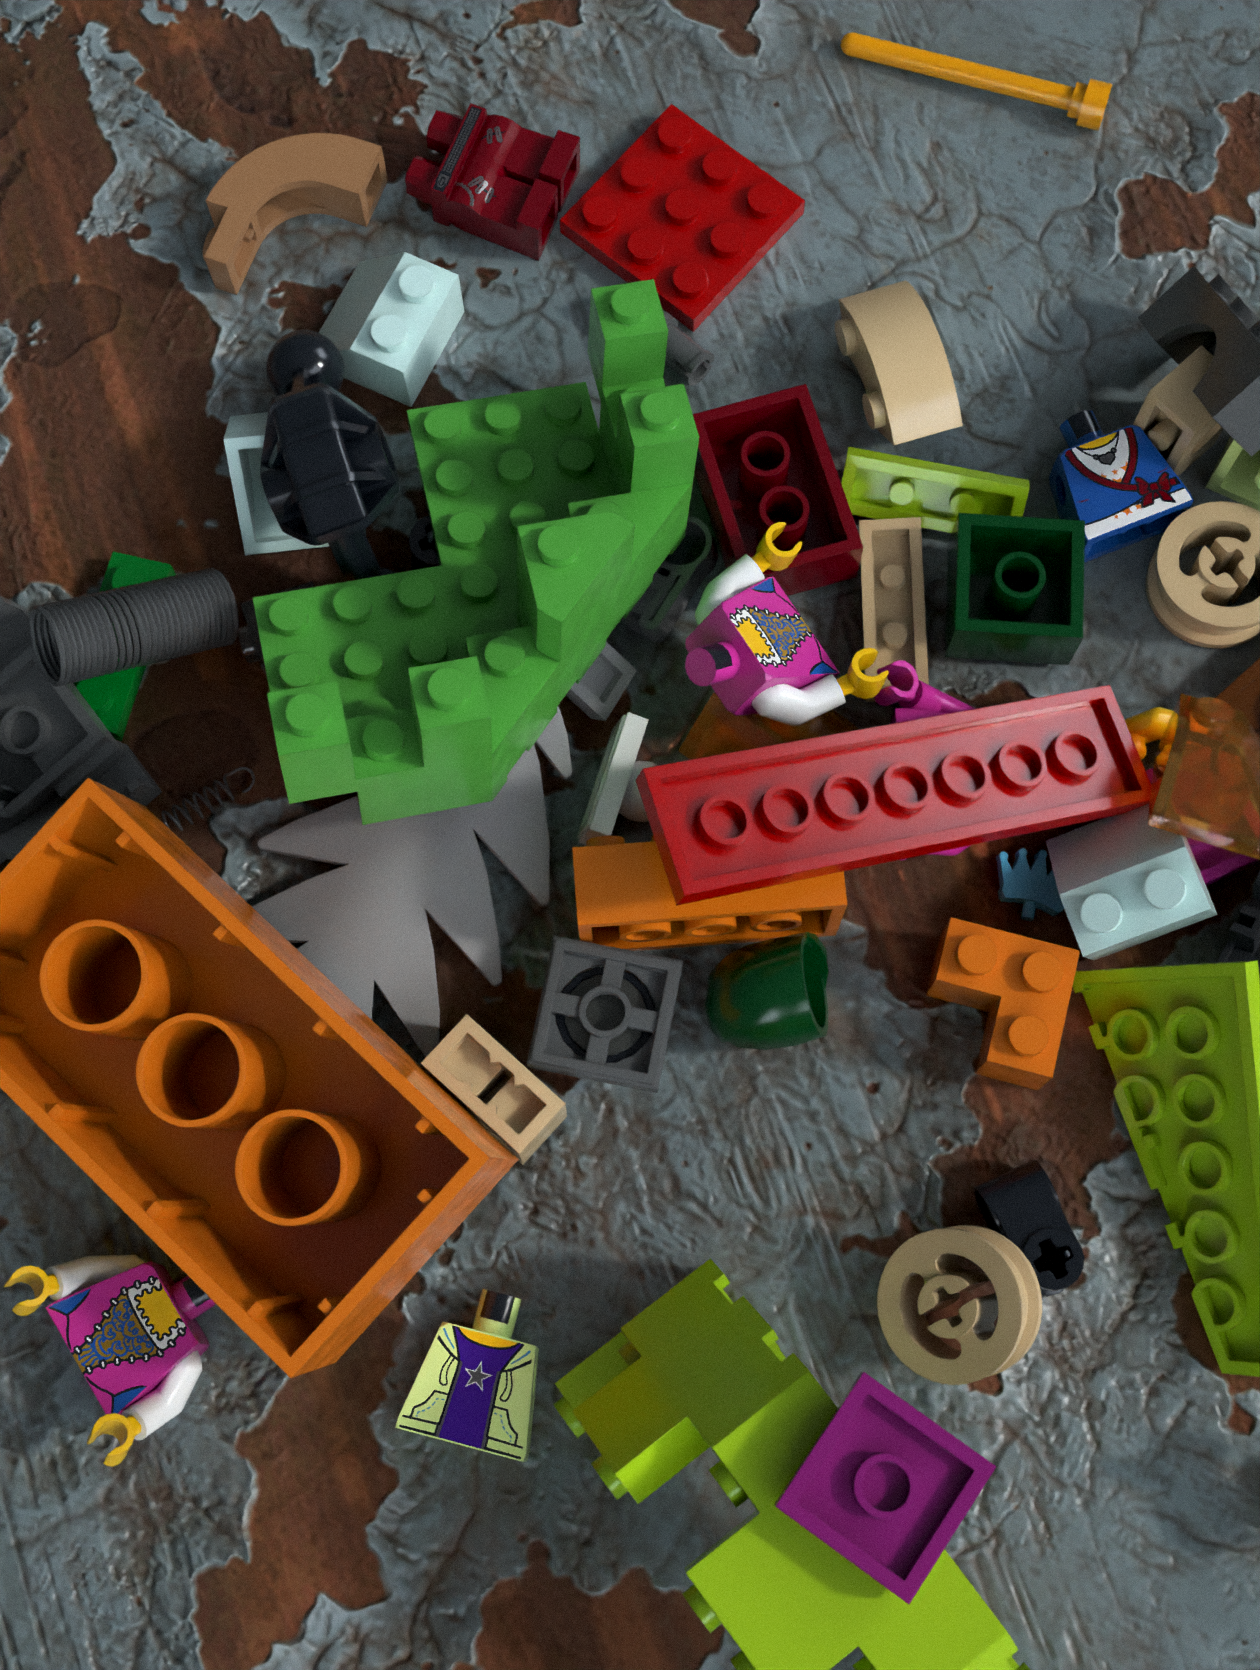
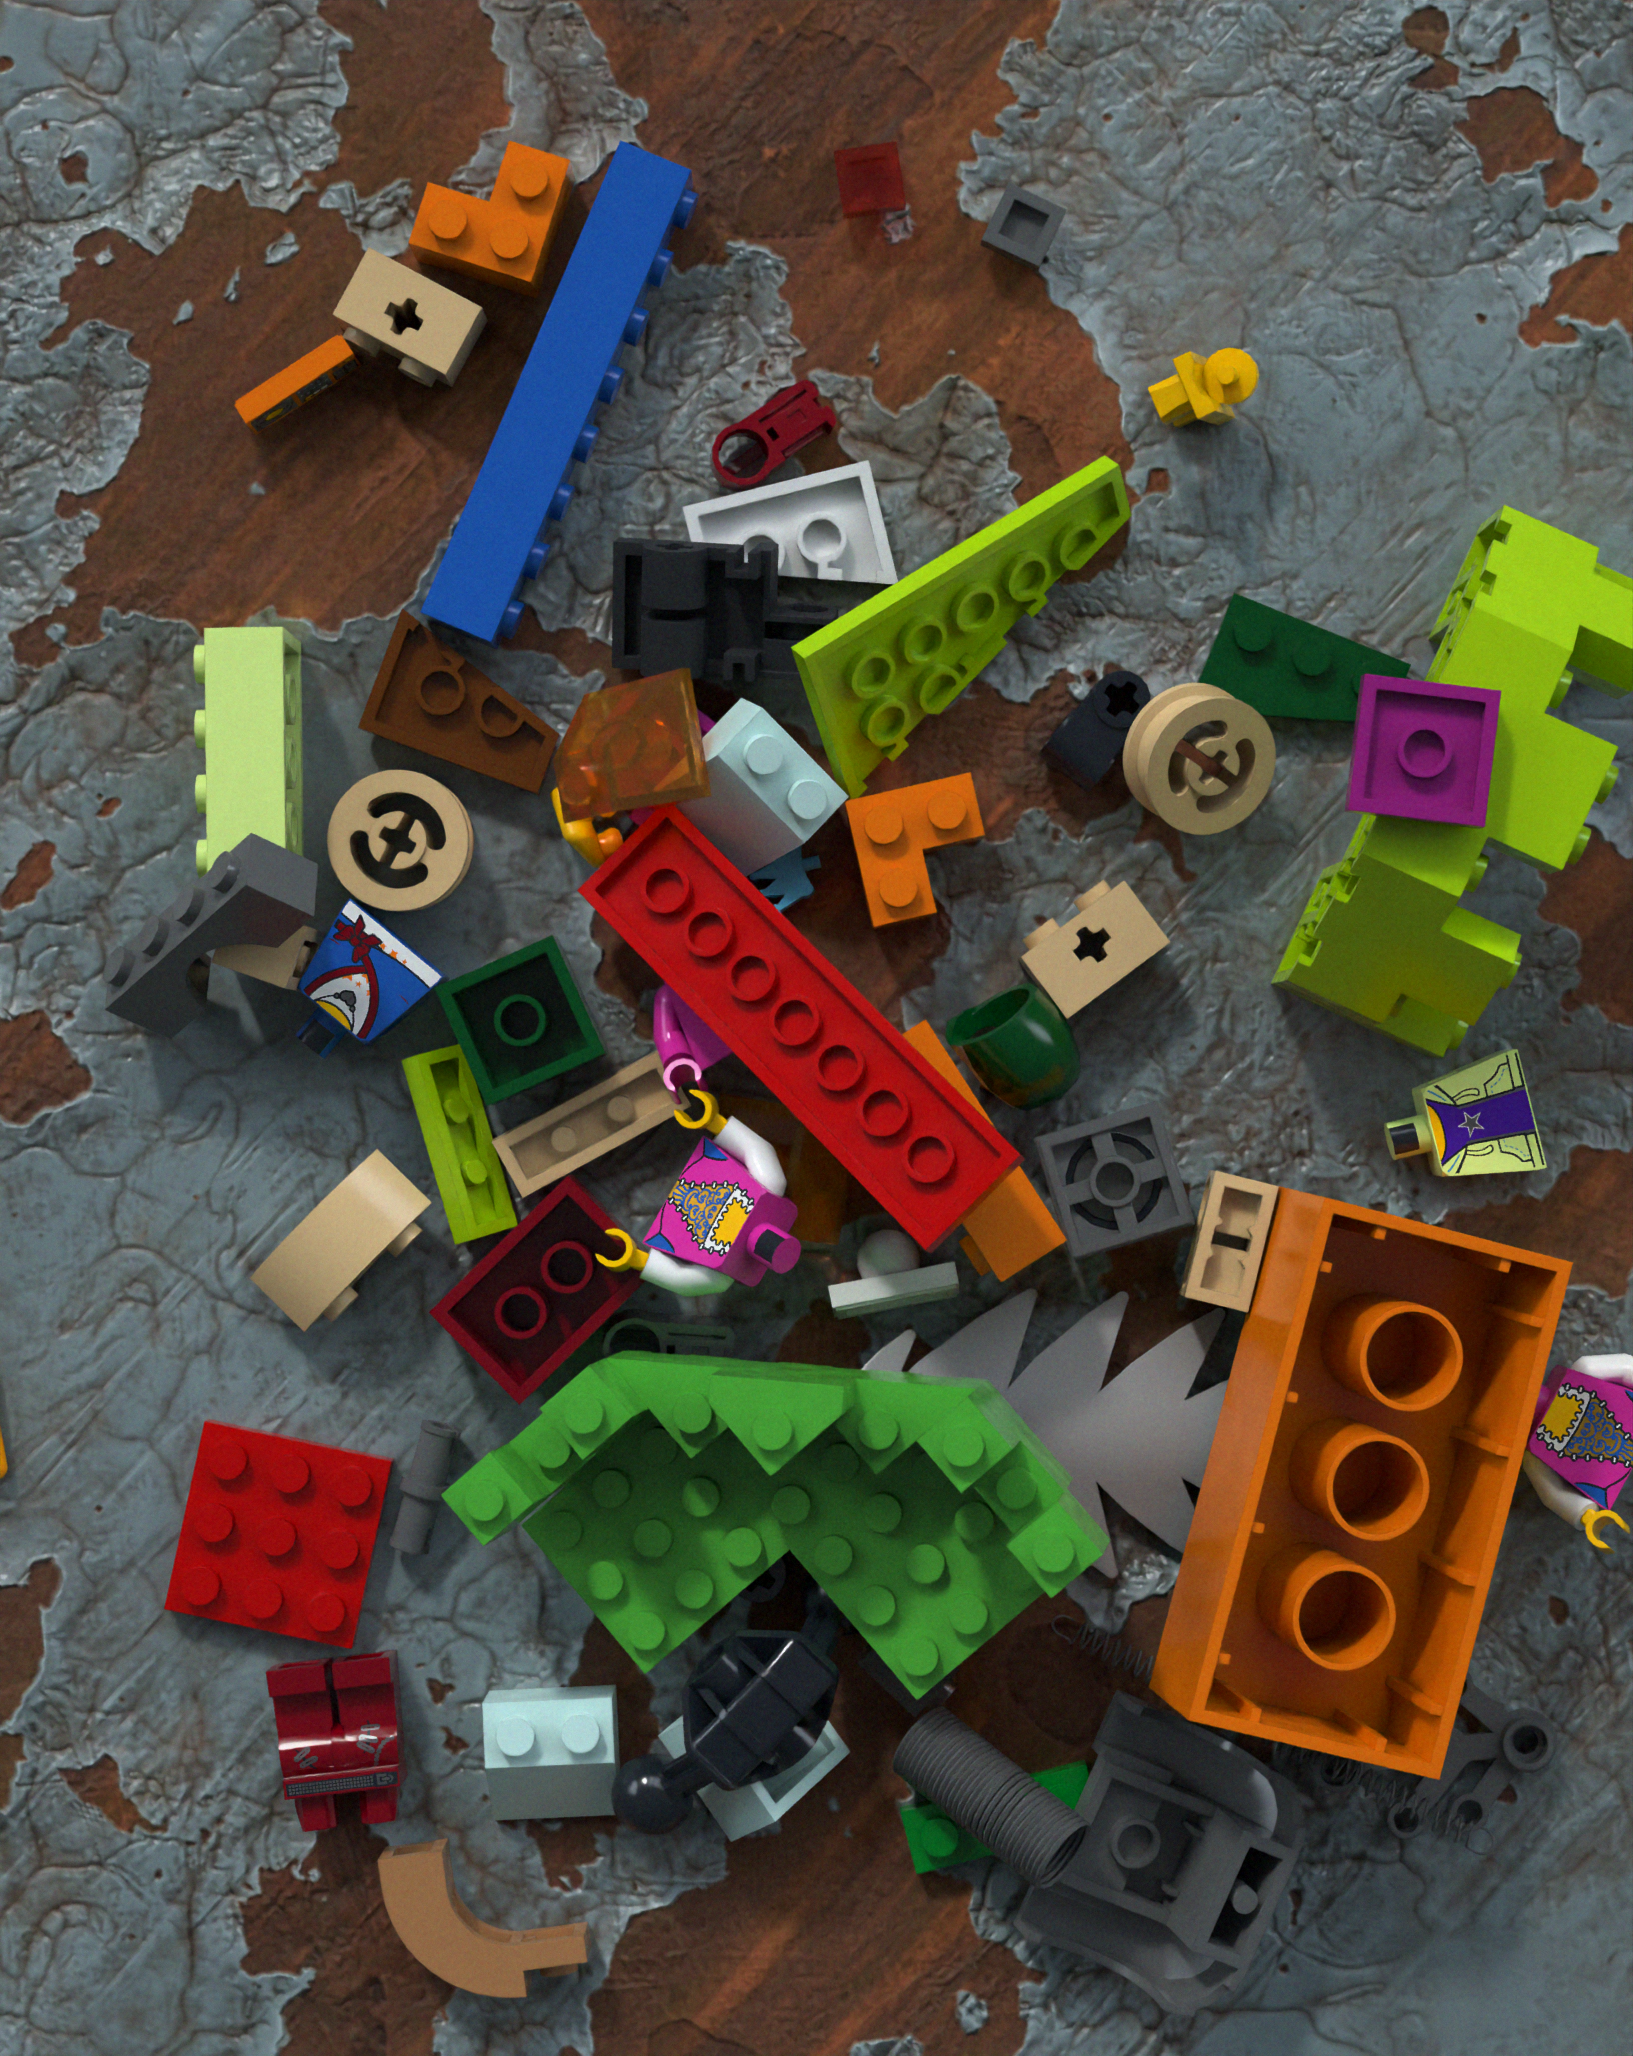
camera: 120 degrees left, 15 degrees up
(602, 684) = (804, 1345): light grey plate -> none
(803, 1080) = (1129, 937): none -> tan brick
(1026, 1430) = (1290, 665): none -> dark green wing

